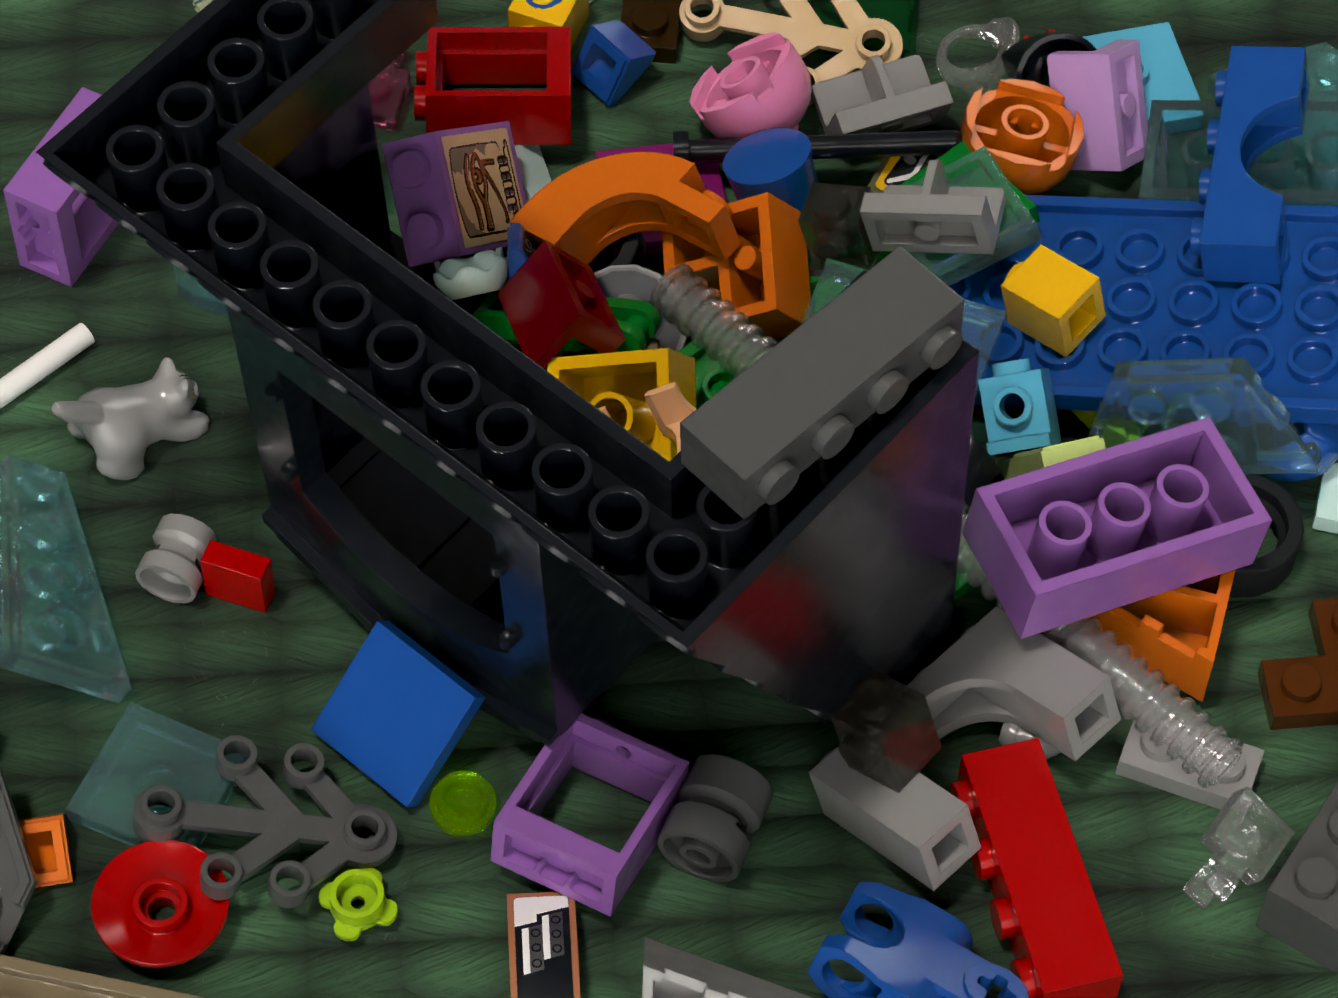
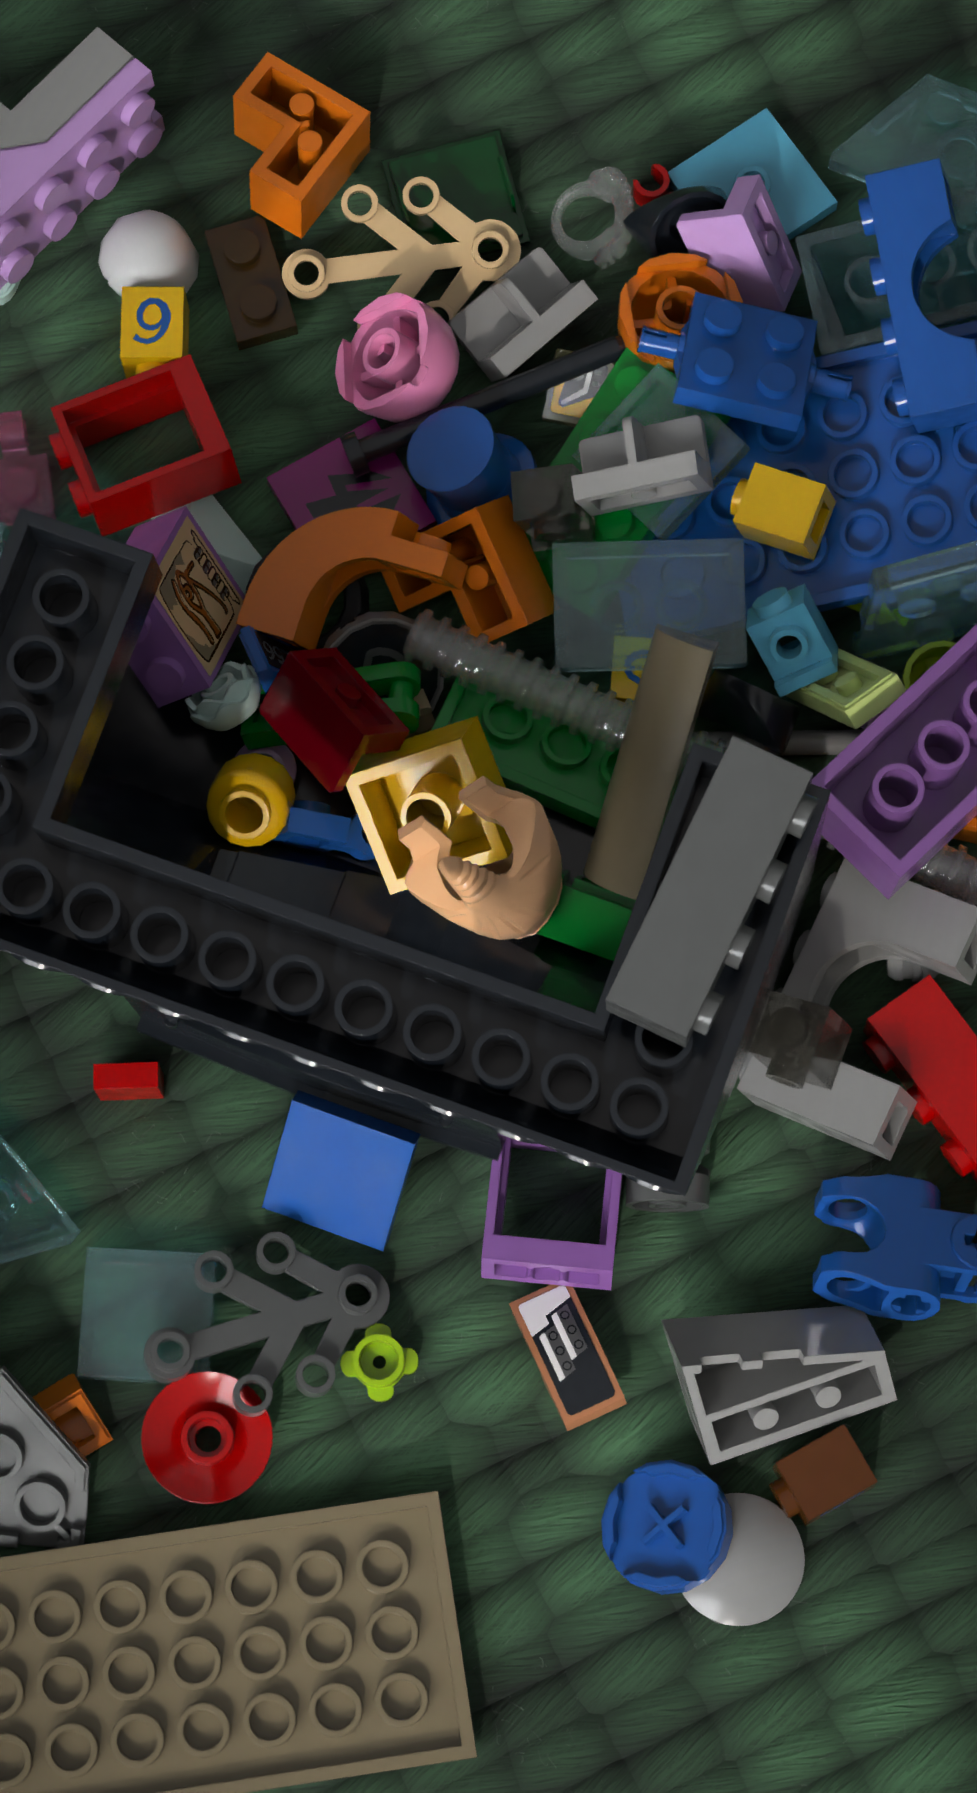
camera: 15 degrees left, 20 degrees up
(174, 564) = (63, 1076): light grey wheel -> none
(462, 803) = (431, 1228): clear neon green plate -> none
(611, 60) = (240, 363): blue slope -> none
(1065, 170) = (745, 362): none -> blue plate

